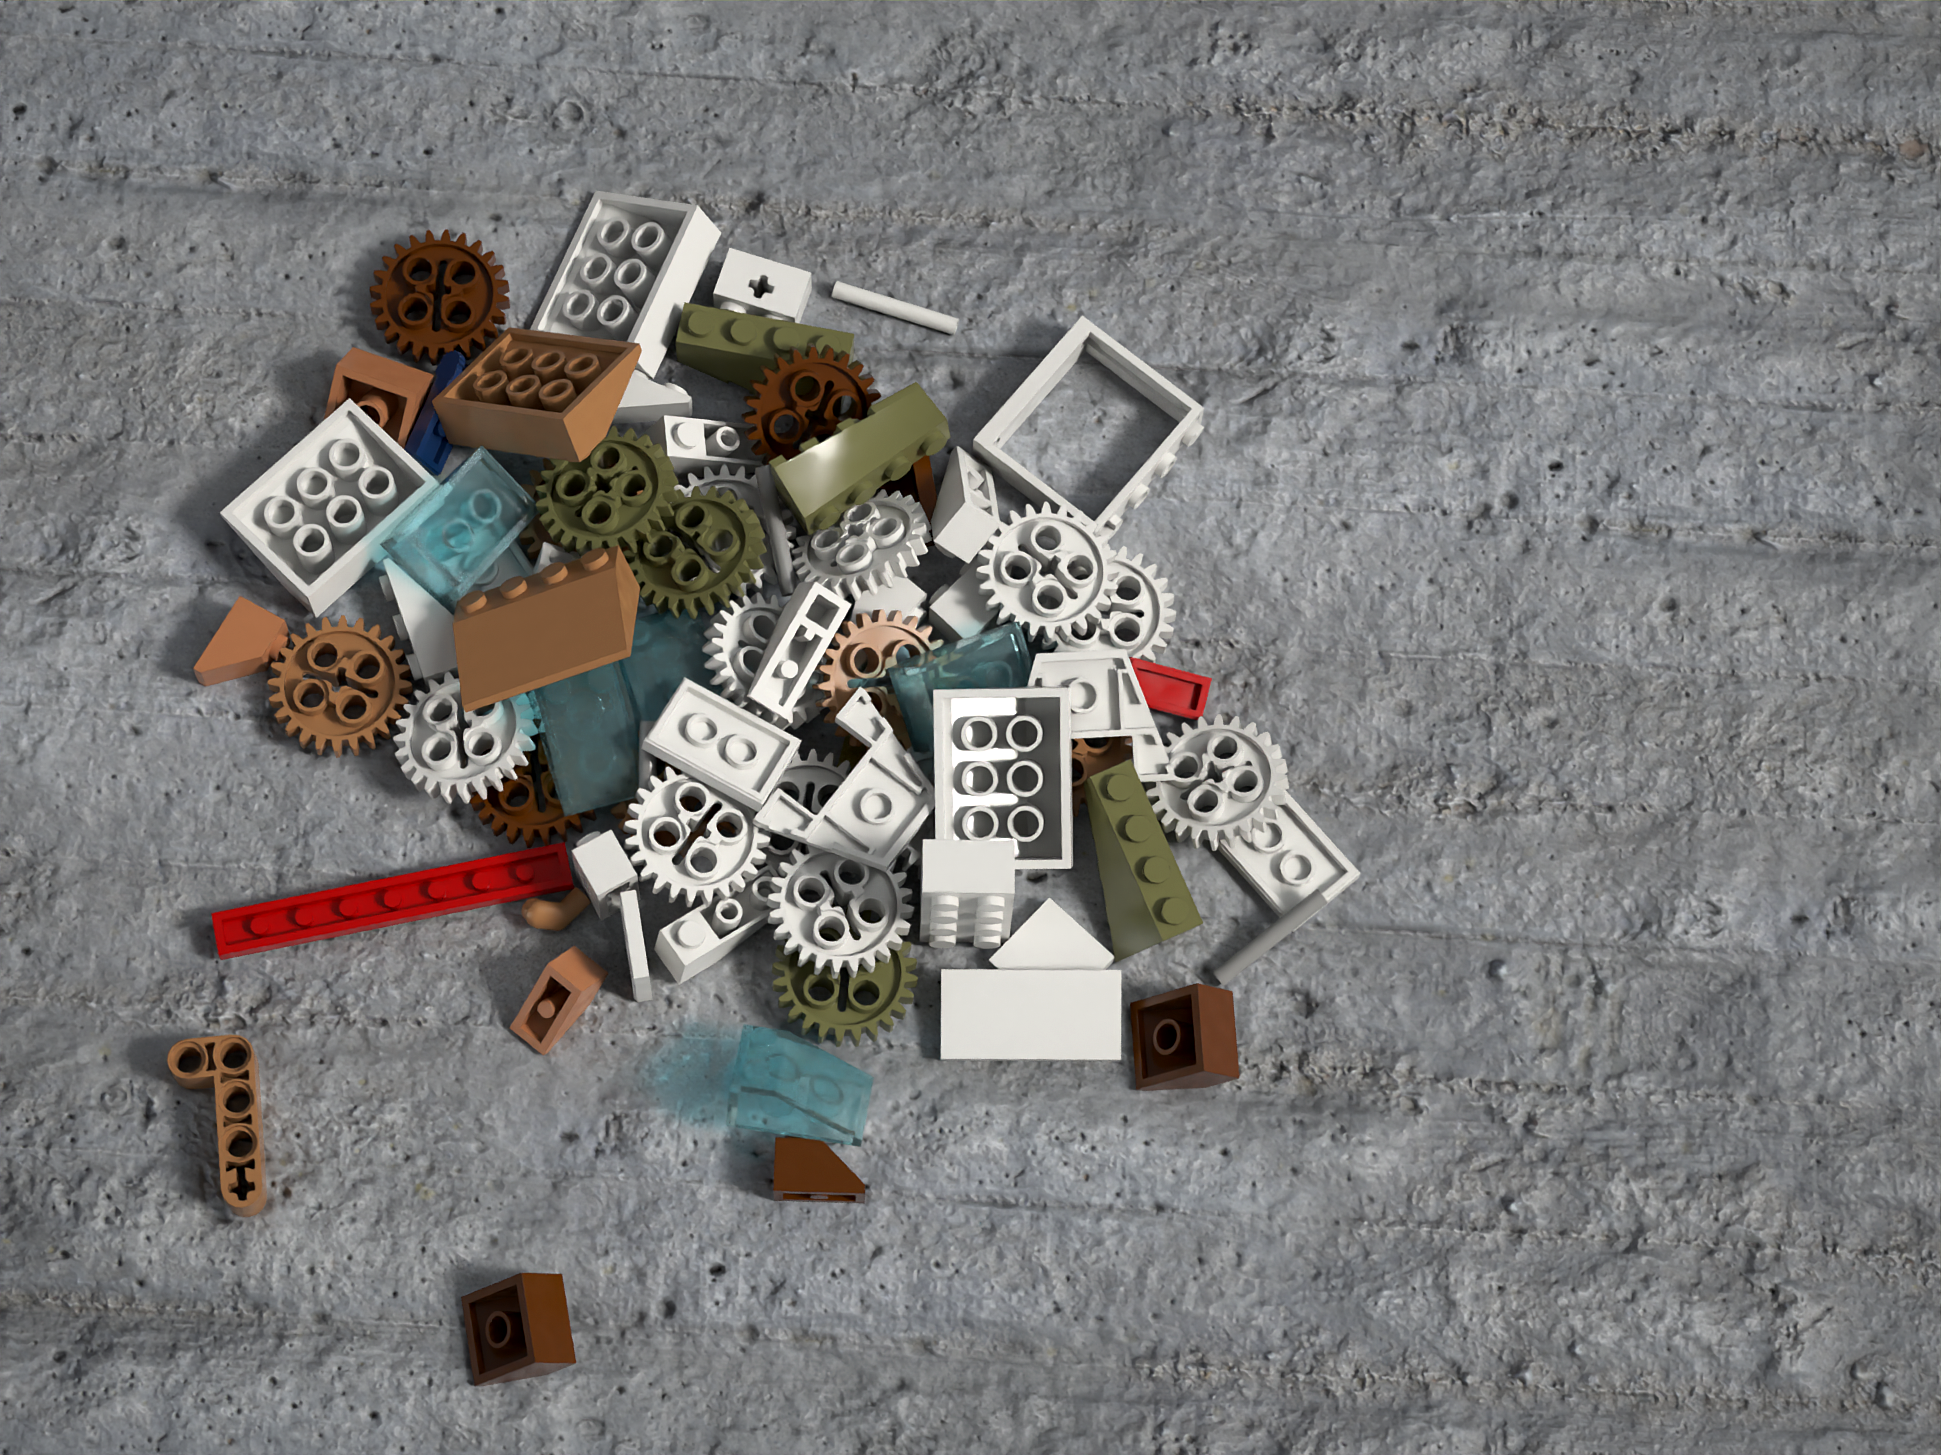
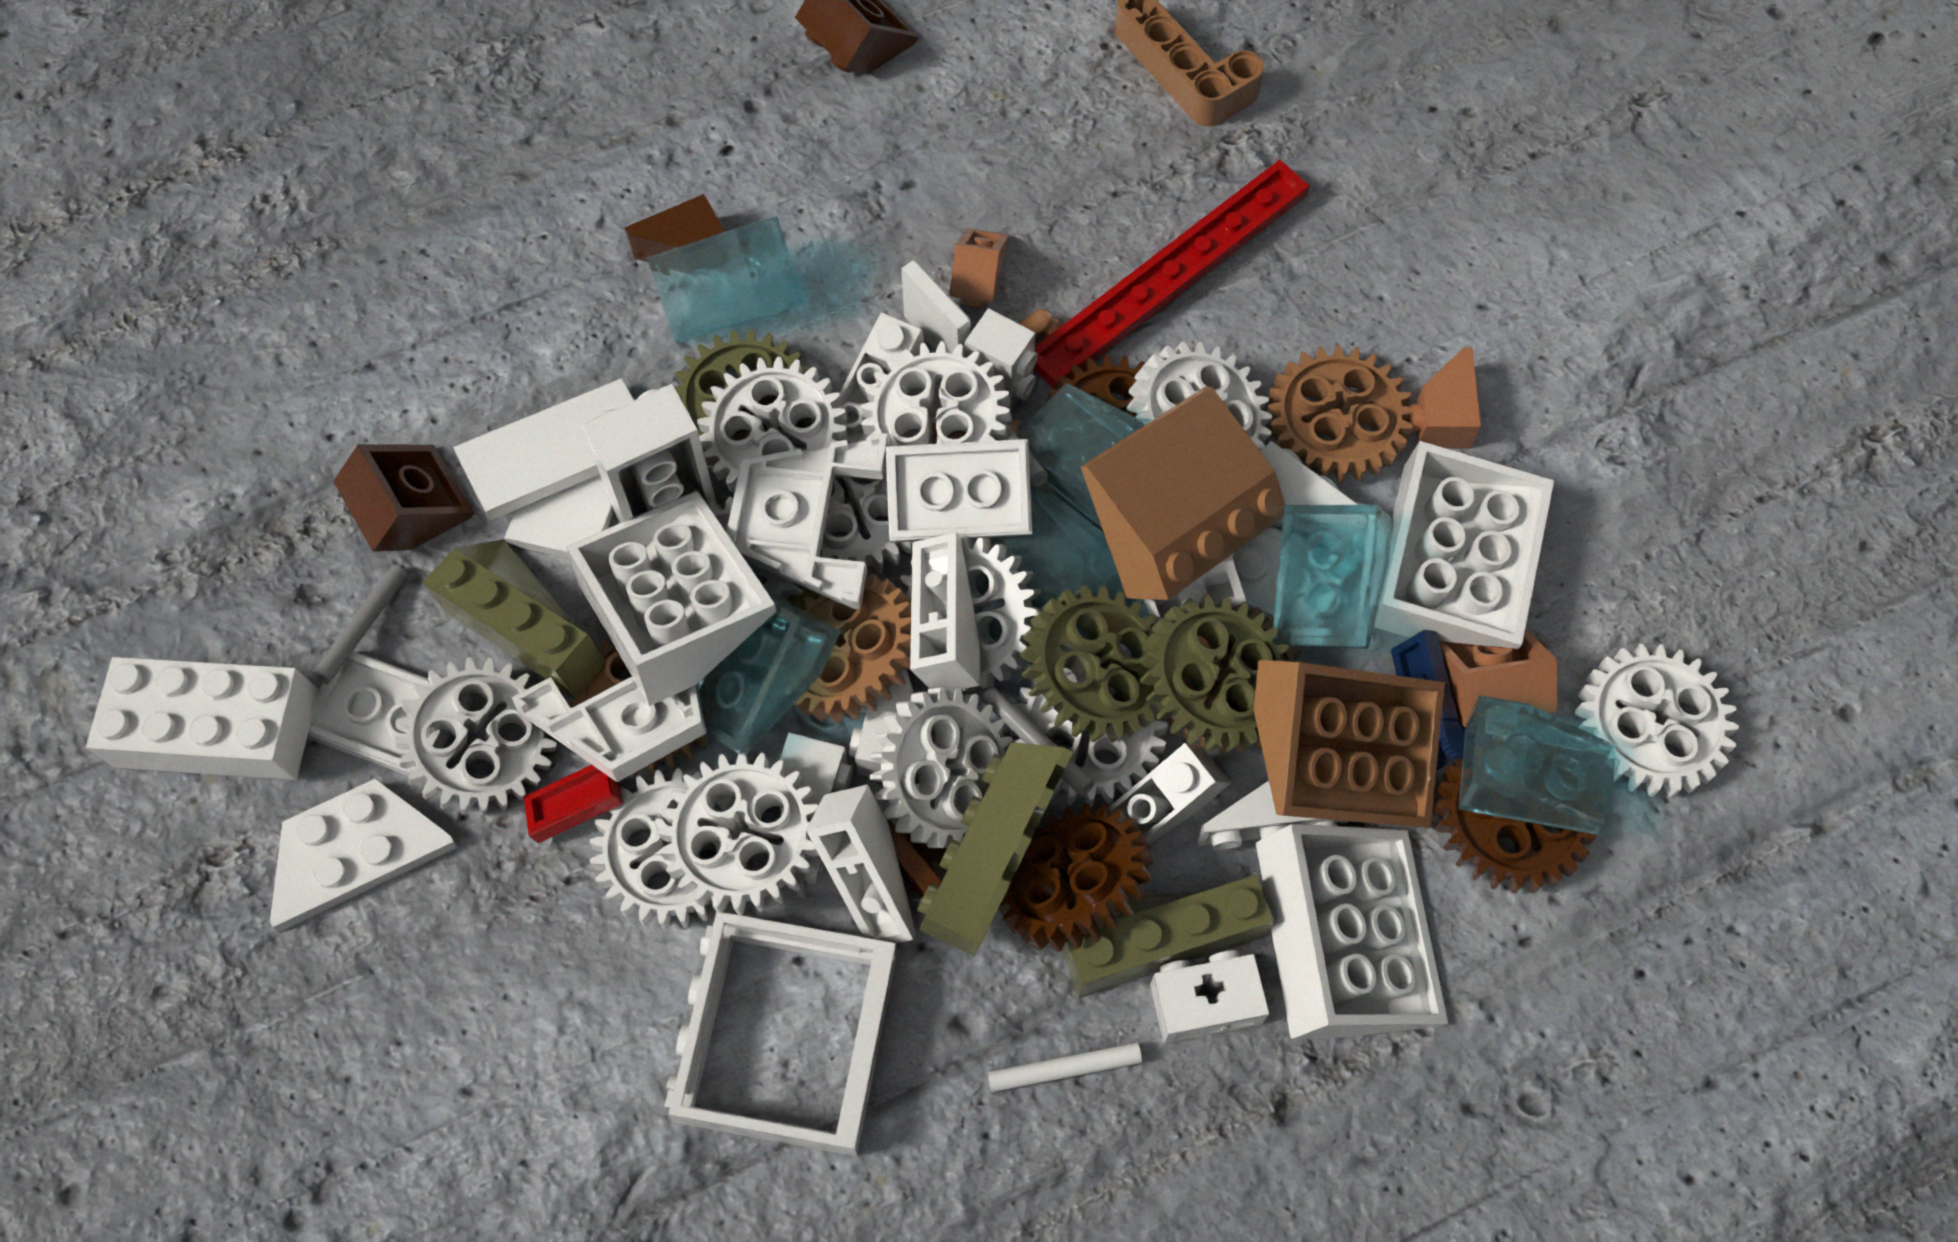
camera: 155 degrees right, 5 degrees down
(244, 326) = (1666, 684): none -> white gear
(412, 300) = (1536, 768): none -> clear light blue slope
(1356, 754) = (348, 849): none -> white wing
(1431, 909) = (203, 718): none -> white brick

